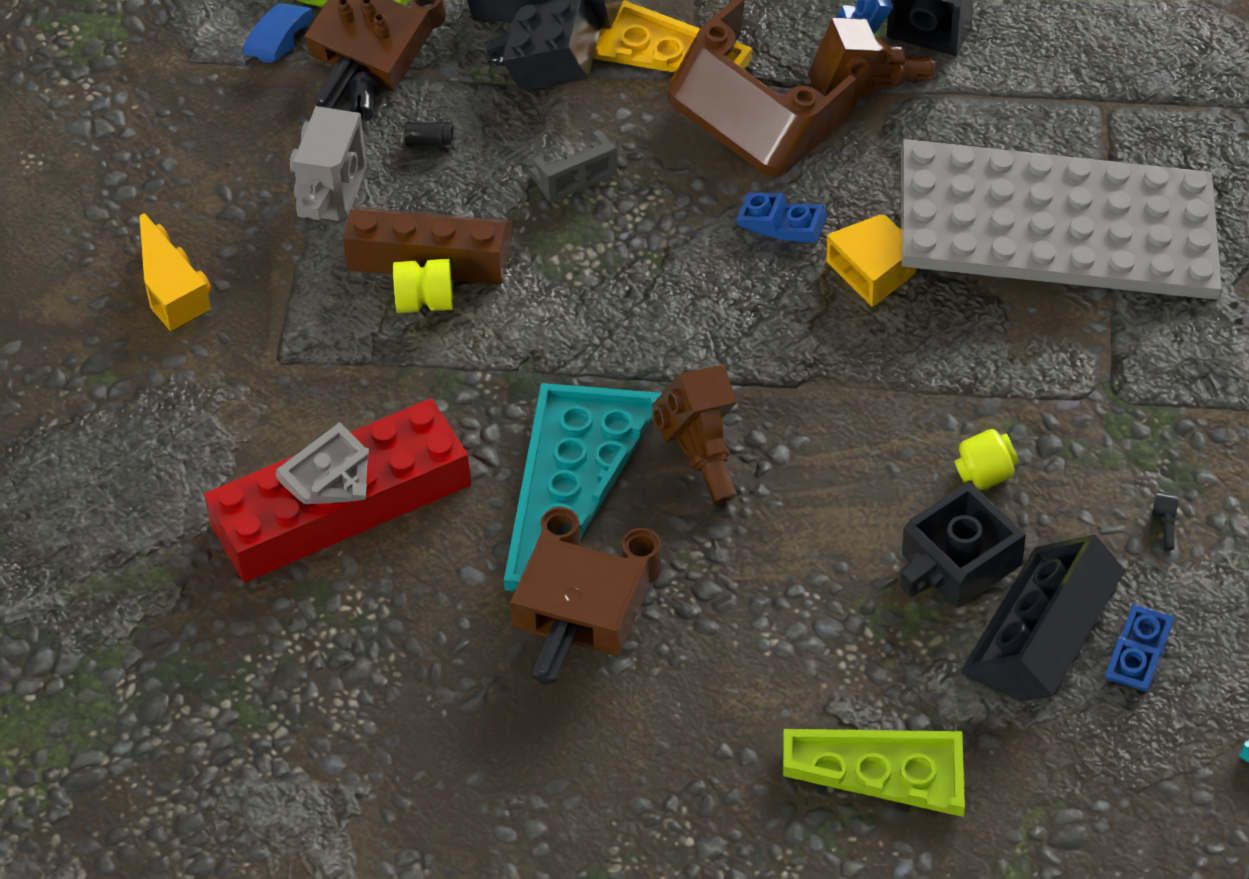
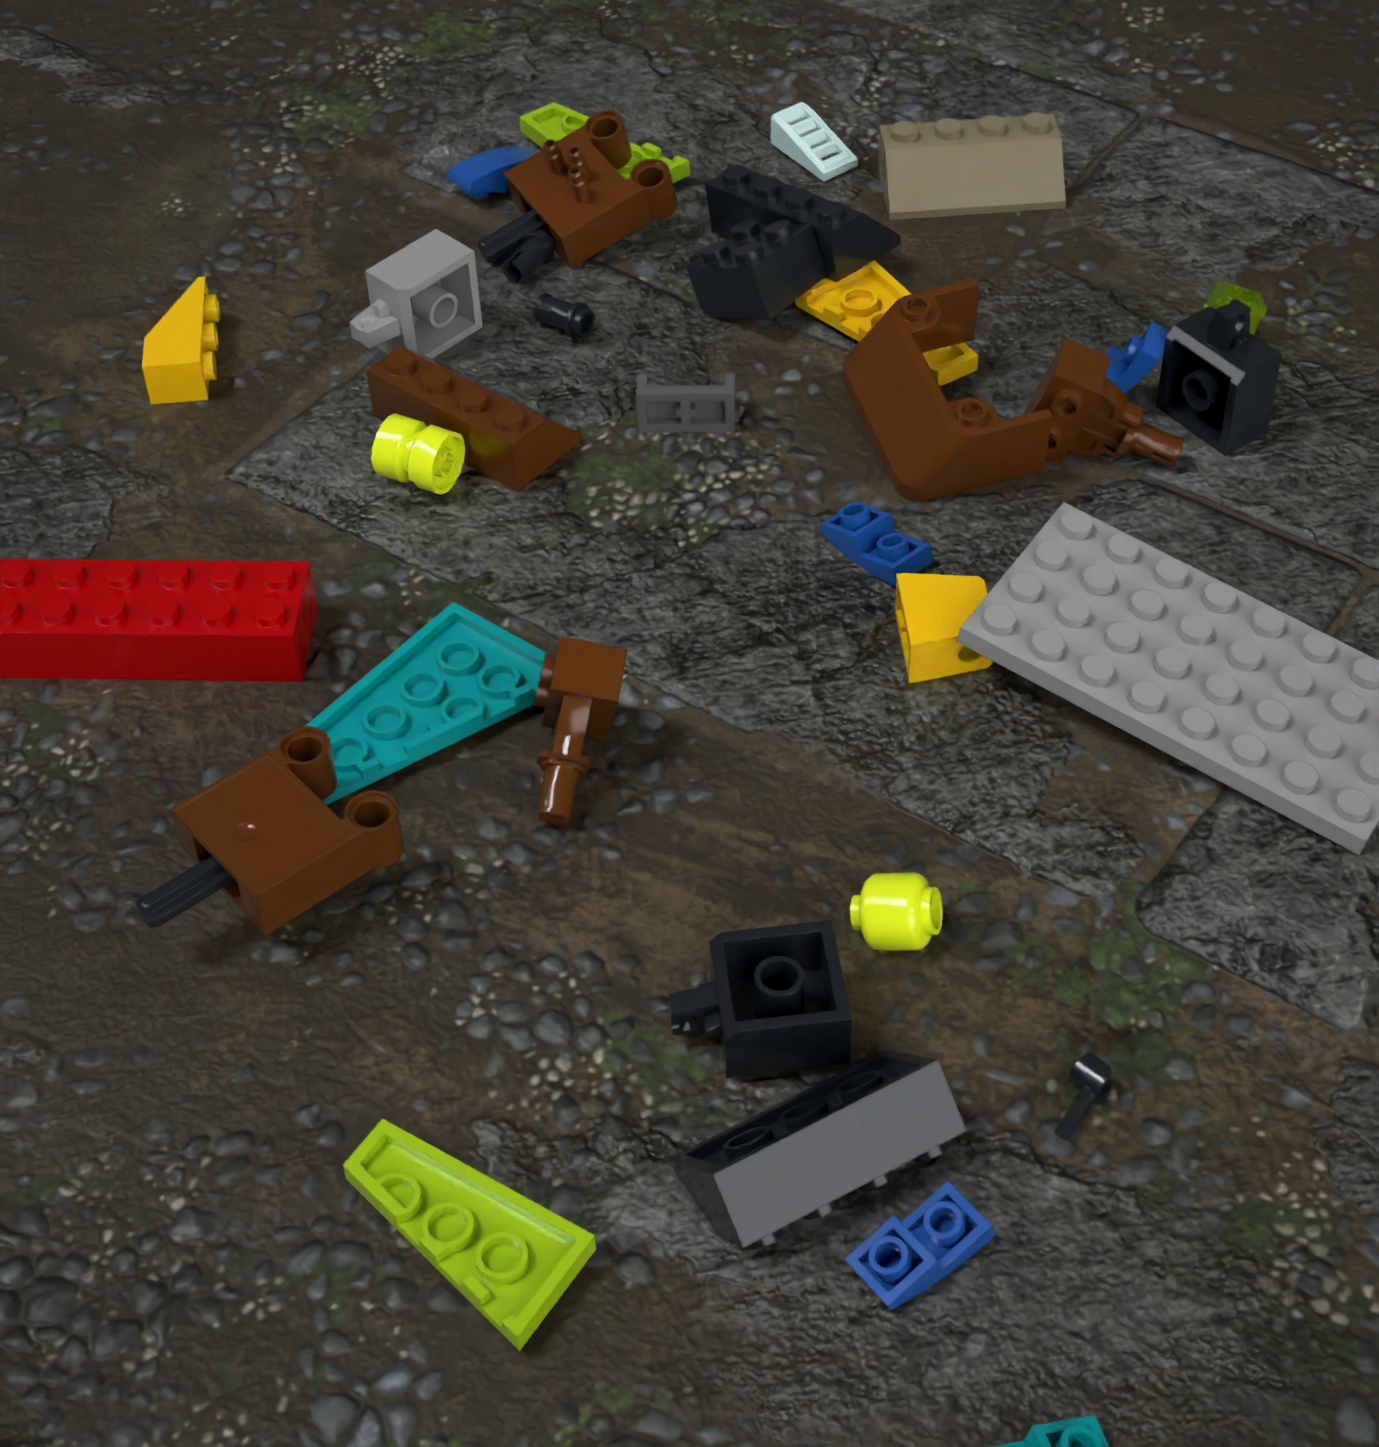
camera: 30 degrees right, 5 degrees down
(327, 469) = (126, 582): light grey slope -> none

